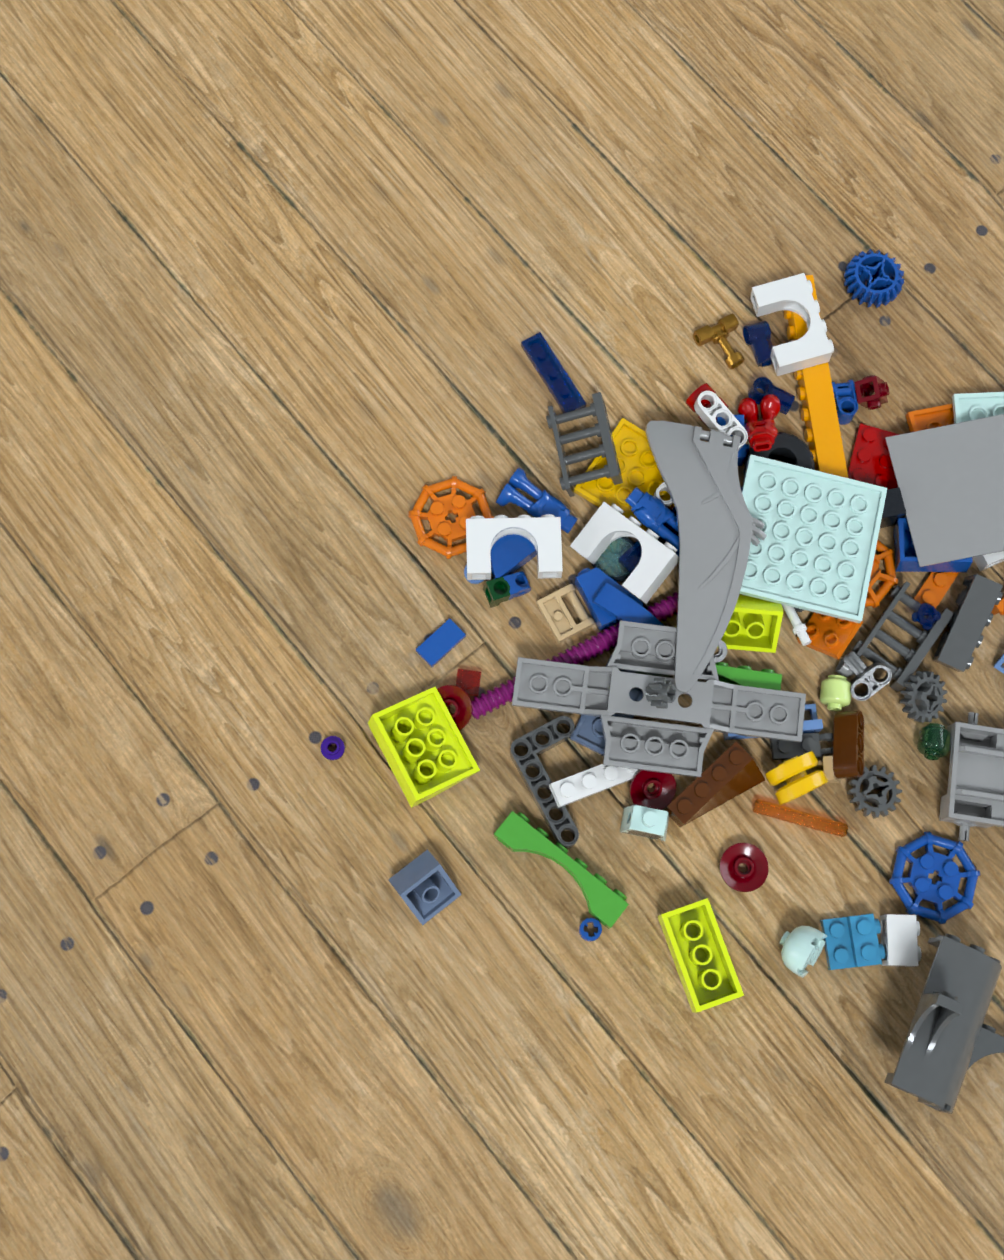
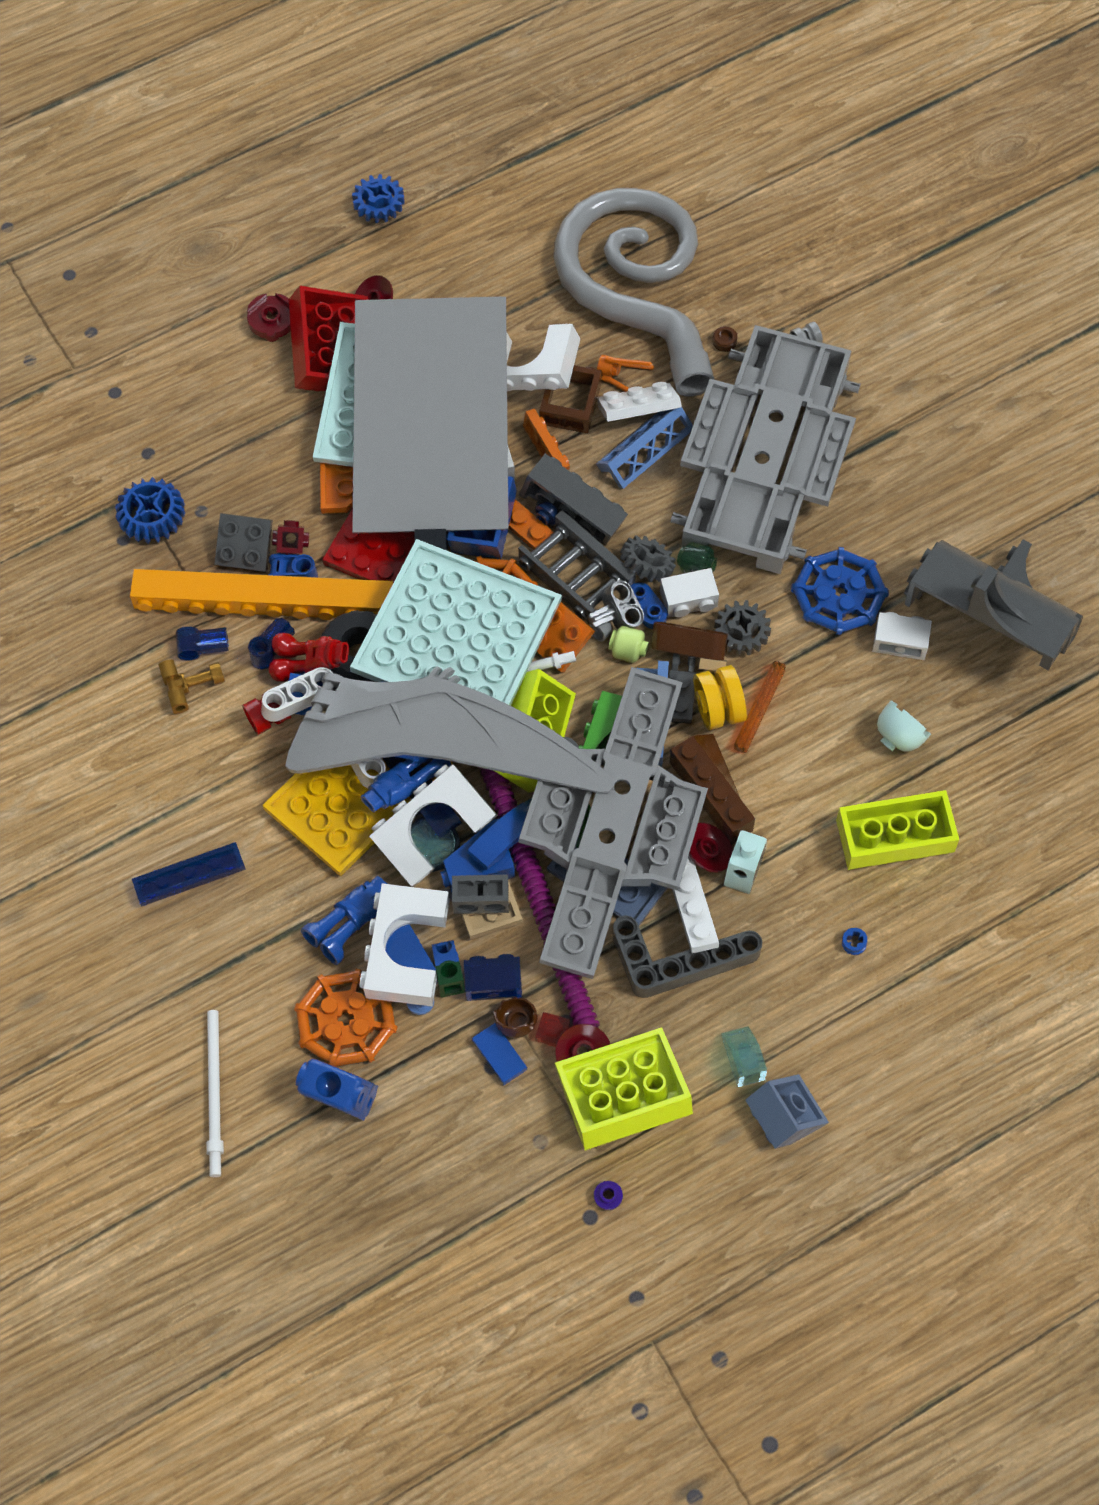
camera: 75 degrees left, 10 degrees down
(332, 439) = (215, 1145): none -> white bar
(386, 517) = (336, 1088): none -> blue piece
(469, 843) = (744, 1056): none -> clear light blue slope
(471, 649) = (515, 1017): none -> reddish brown hair
(503, 625) = (492, 978): none -> clear blue brick
(569, 600) = (480, 894): none -> dark grey brick
(601, 429) = (275, 828): dark grey fence -> none
(601, 901) = (824, 924): bright green arch -> none
(660, 693) = (613, 806): dark grey gear -> none
(756, 867) = (808, 760): dark red dish -> none
(796, 296) = (160, 588): white arch -> none
(852, 941) = (898, 680): dark azure plate -> none
(860, 356) = (243, 542): none -> dark grey plate
(880, 703) = (648, 603): none -> blue plate
(898, 739) = (689, 593): none -> white brick
(926, 609) = (556, 531): clear blue plate -> none
(949, 601) = (546, 513): none -> dark blue plate

